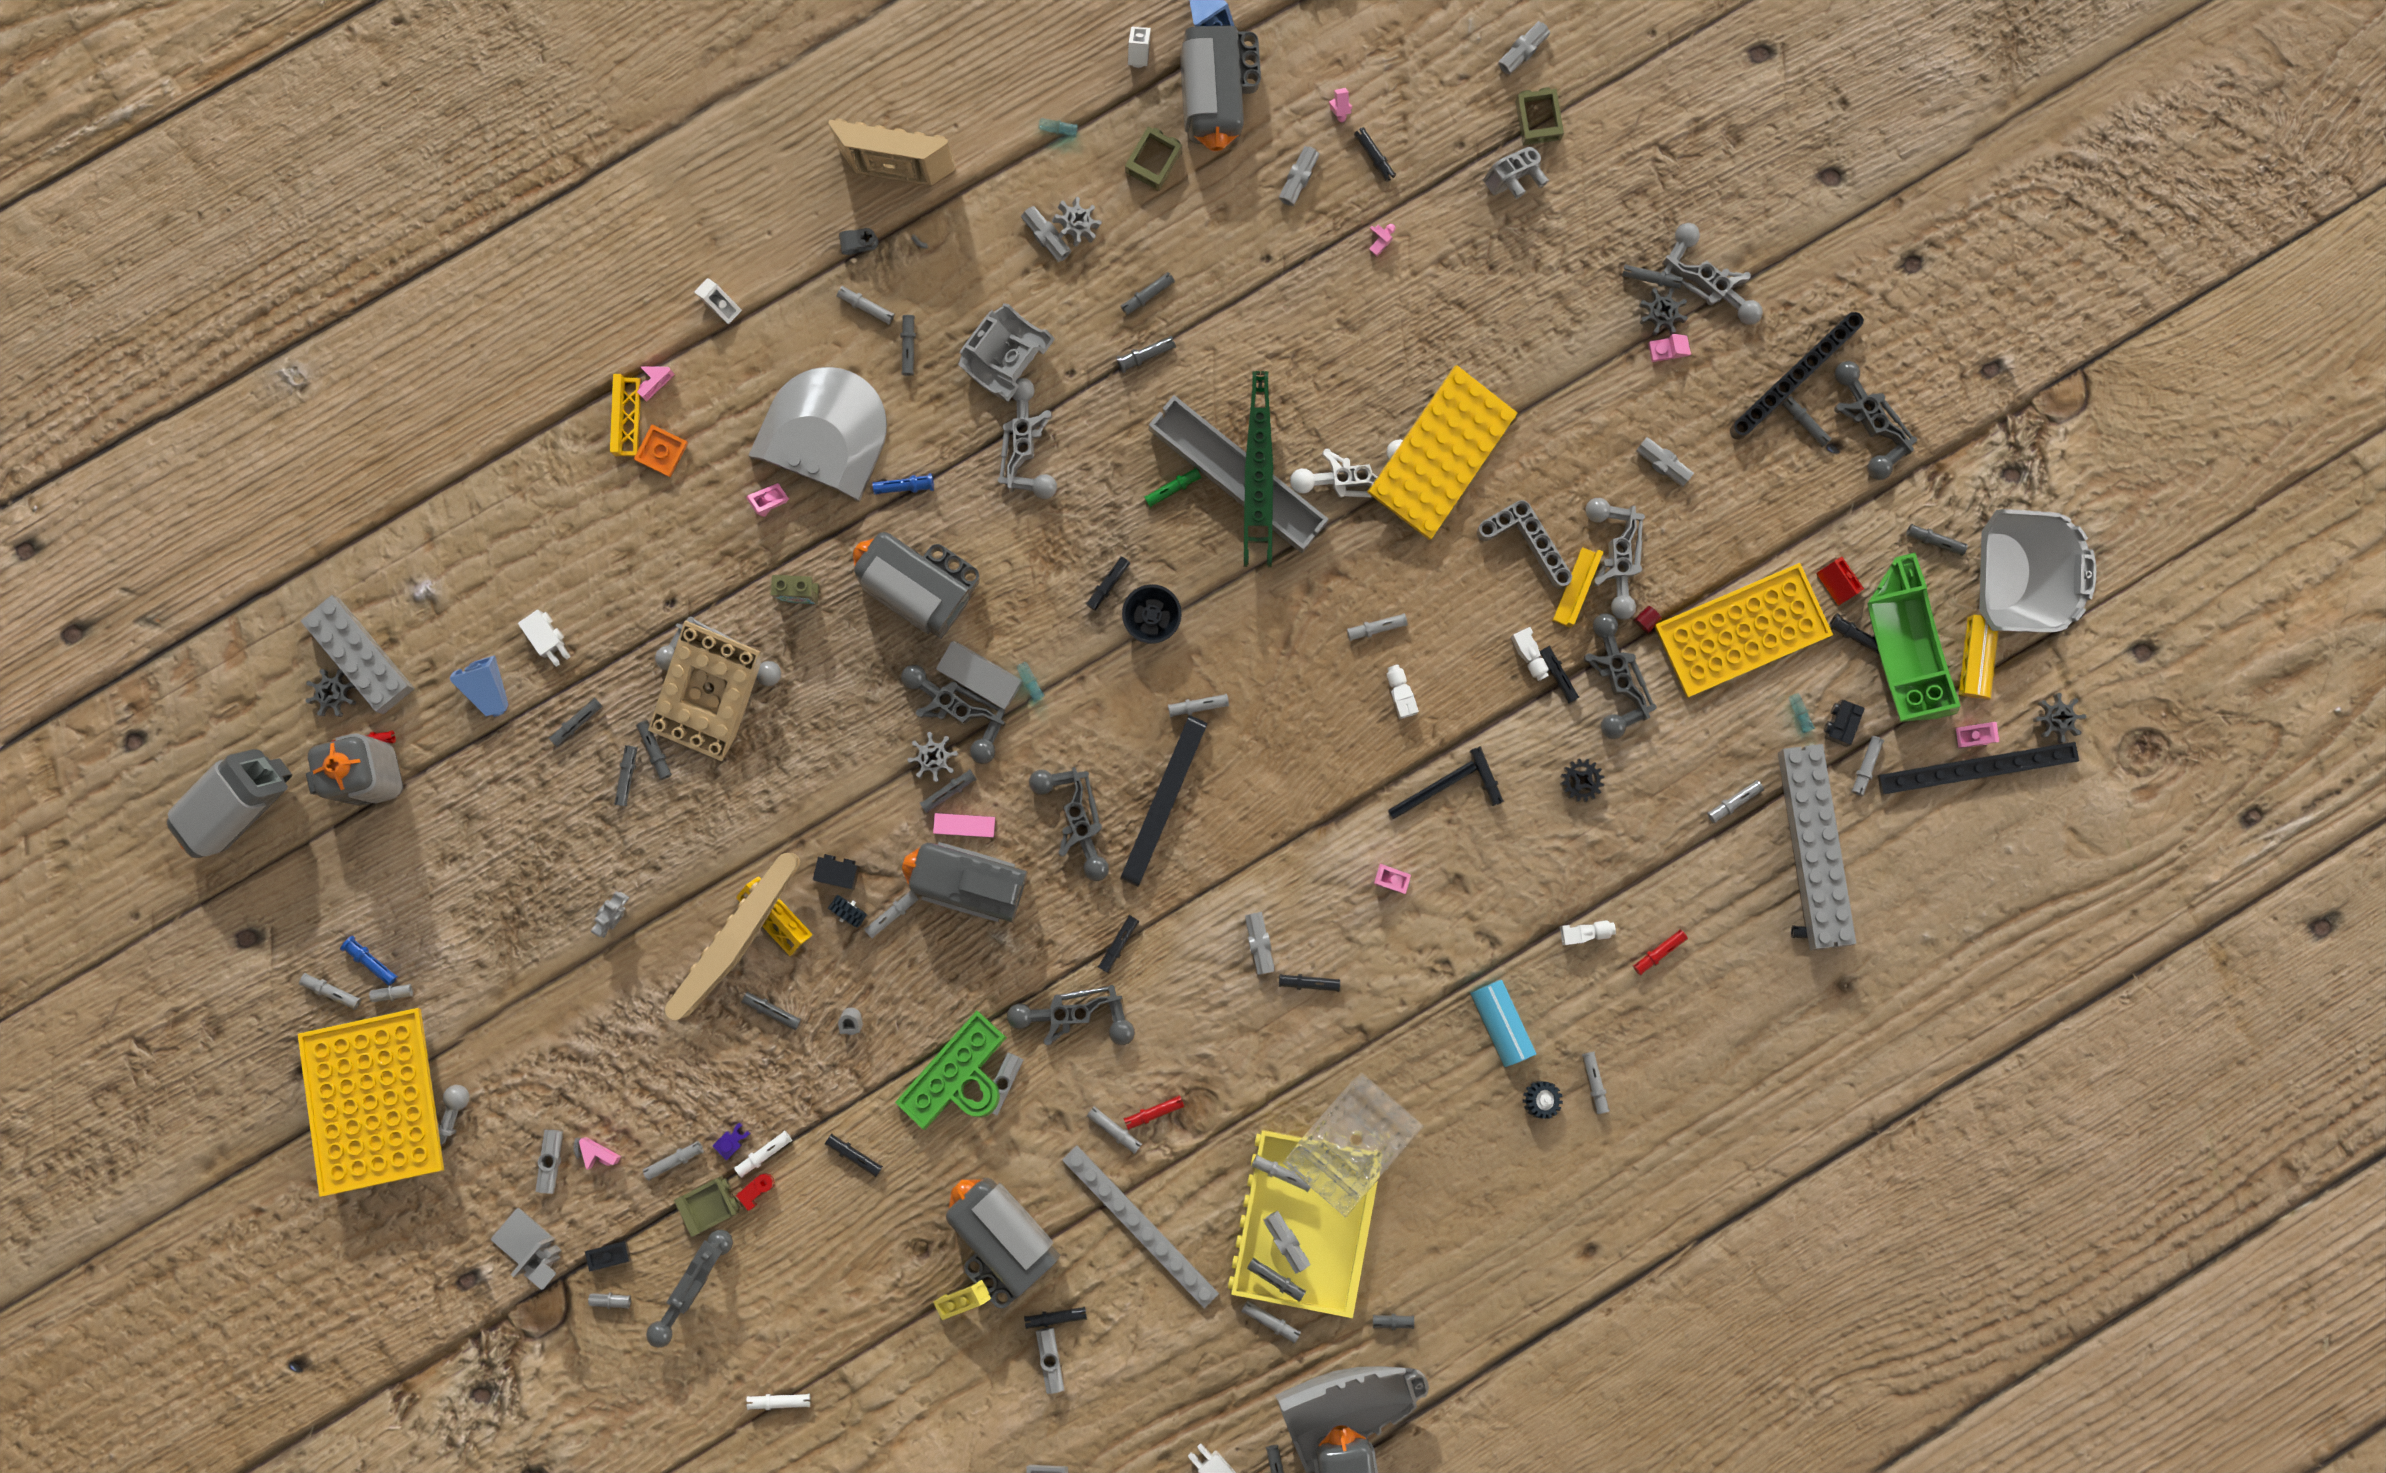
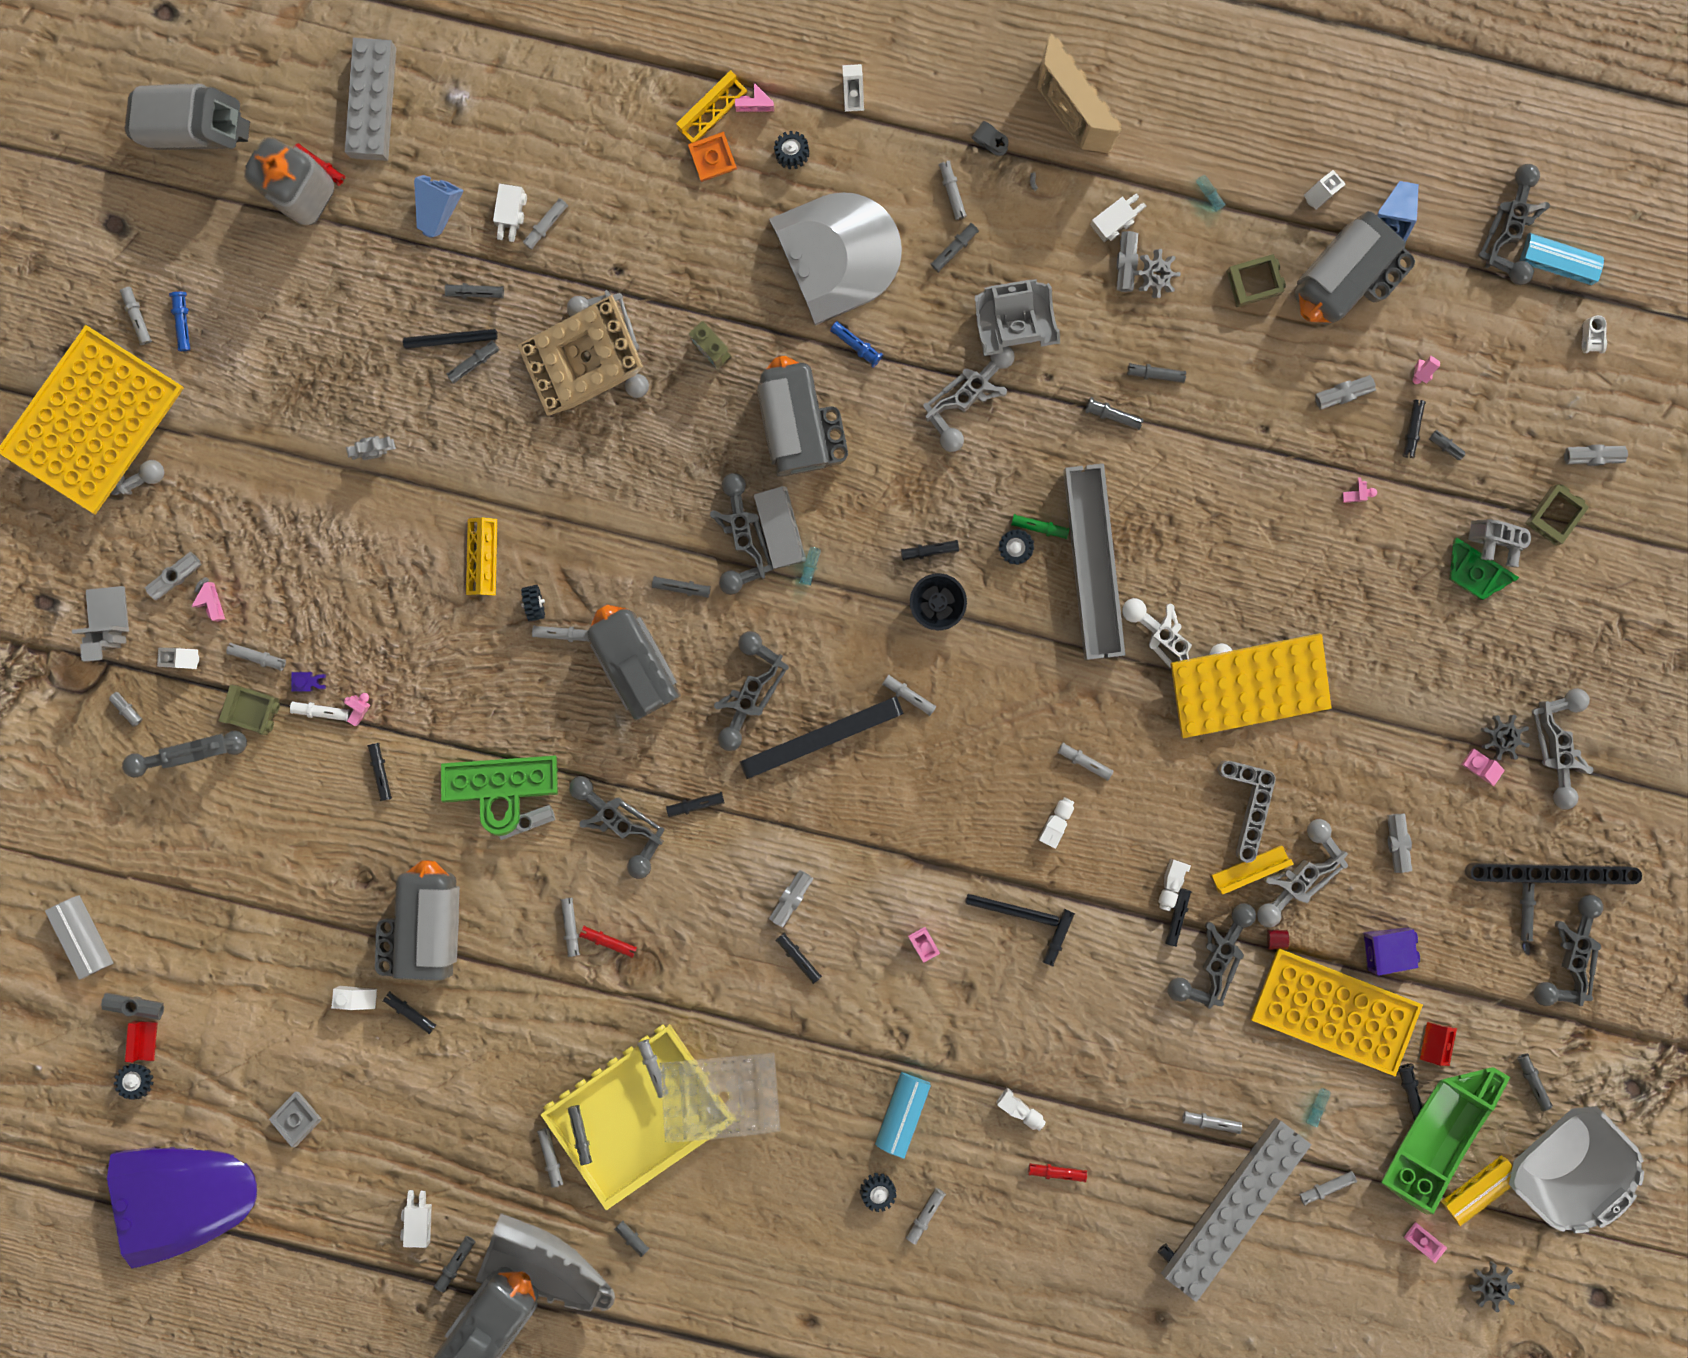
camera: 50 degrees right, 5 degrees up
(323, 696) = (320, 107): dark grey gear -> none
(391, 993) = (175, 357): light grey axle -> none
(582, 630) = (546, 222): none -> light grey pin
(591, 775) = (450, 338): none -> black axle
(607, 1256) = (152, 678): black plate -> none
(613, 1220) = (178, 658): none -> white slope
(654, 751) = (508, 363): dark grey pin -> none
(716, 389) = (791, 149): none -> black wheel
(734, 938) = (439, 547): tan piece -> none
(750, 999) = (410, 598): dark grey pin -> none
(754, 1189) = (298, 730): red leg -> none
(767, 499) = (752, 262): bright pink slope -> none
(779, 1401) = (172, 886): white pin -> none
(791, 1120) = (360, 707): none -> bright pink piece
(835, 872) = (551, 569): black brick -> none
(850, 1021) = (463, 679): light grey plate -> none
(940, 763) = (691, 543): light grey gear -> none
(962, 1300) = (356, 941): light yellow container -> none
(964, 825) = (669, 621): bright pink tile -> none
(1002, 1348) = (354, 998): none -> white slope
(1006, 210) = (1115, 218): none -> white hinge
(1052, 1373) = (371, 1046): light grey piece -> none
(1140, 1226) = (525, 1008): light grey plate -> none
(1169, 518) = (1016, 546): none -> black wheel
(1259, 469) = (1110, 575): dark green piece -> none
(1286, 1242) = (611, 1117): light grey piece -> none
(1410, 143) = (1447, 445): none -> dark grey axle
(1523, 215) = (1475, 574): none -> green wing
(1589, 785) = (1112, 1006): black gear -> none
(1652, 276) = (1522, 706): dark grey pin -> none
(1737, 545) = (1391, 950): none -> dark purple slope
(1843, 722) = (1341, 1143): black brick -> none
(1978, 768) = (1403, 1265): black plate -> none

